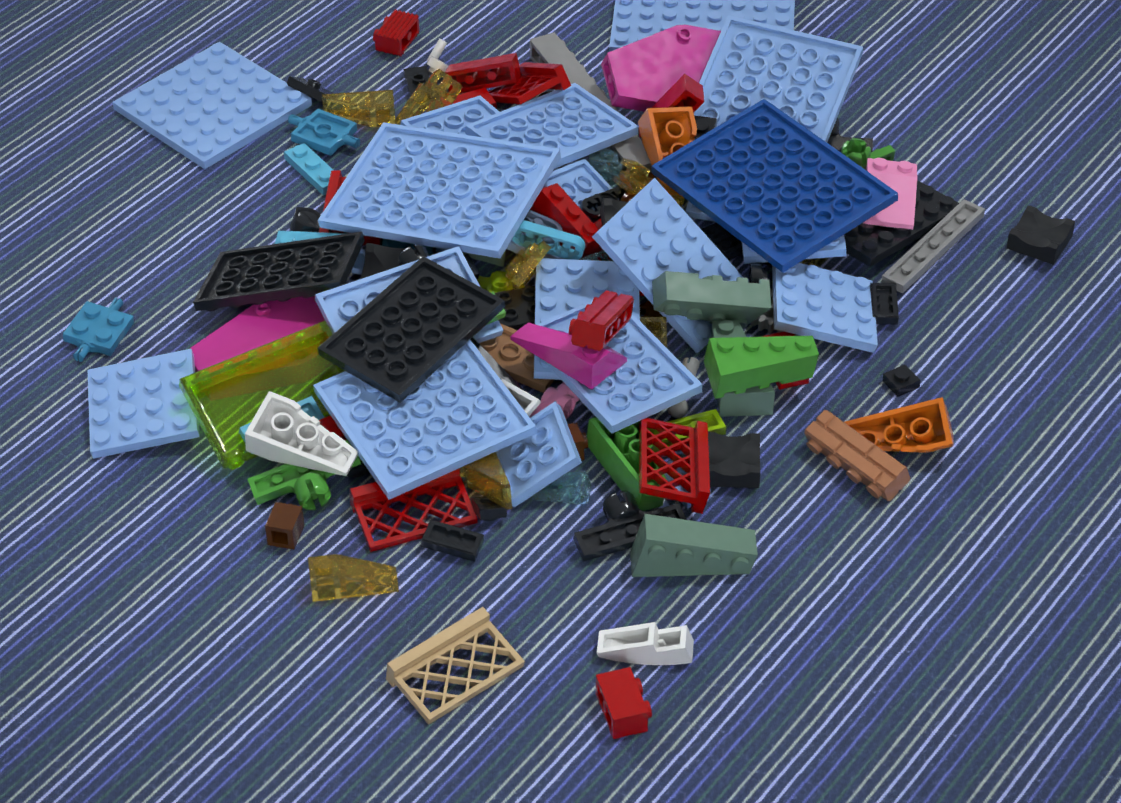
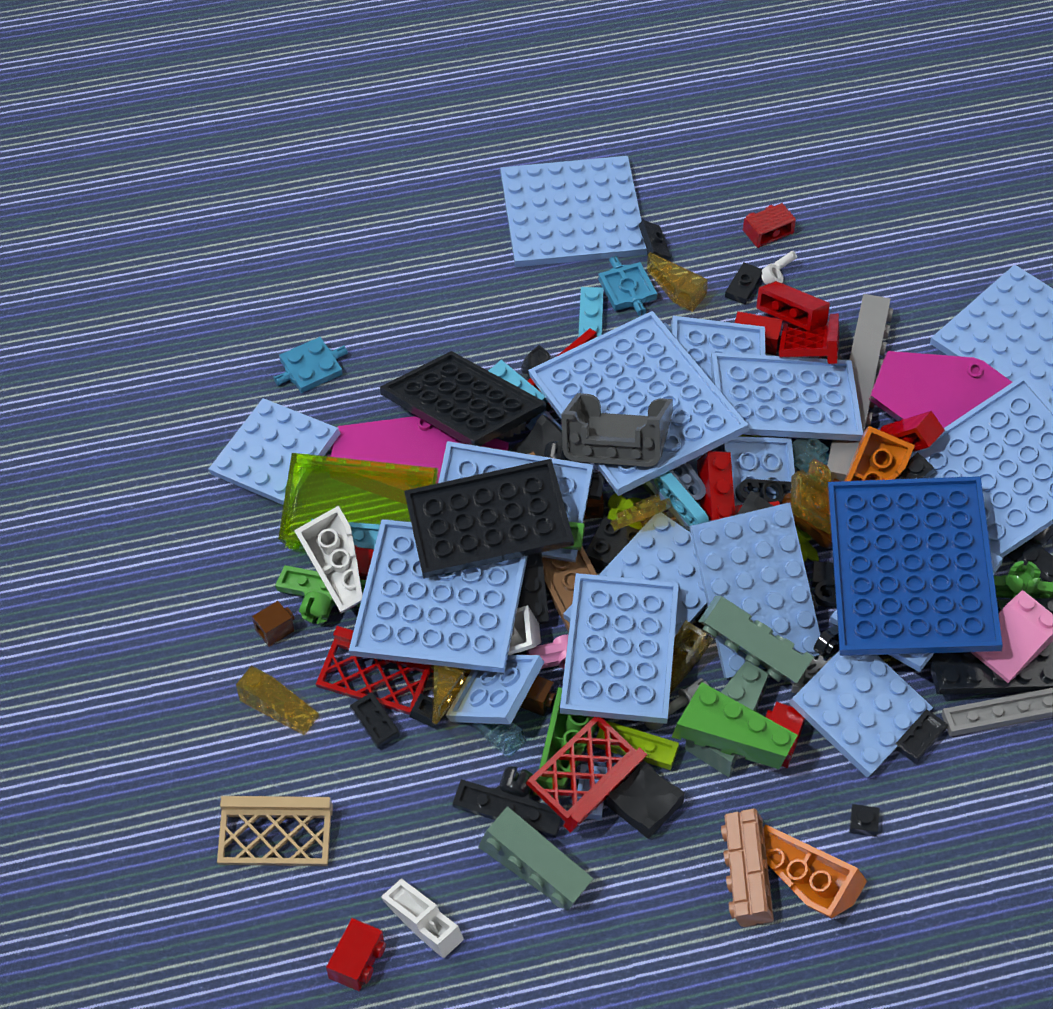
camera: 40 degrees right, 10 degrees up
(430, 97) = (726, 305): clear yellow plate -> none
(463, 215) = (614, 437): none -> dark grey windscreen
(580, 363) = (590, 622): dark pink wedge -> none
(601, 320) = (623, 610): red brick -> none

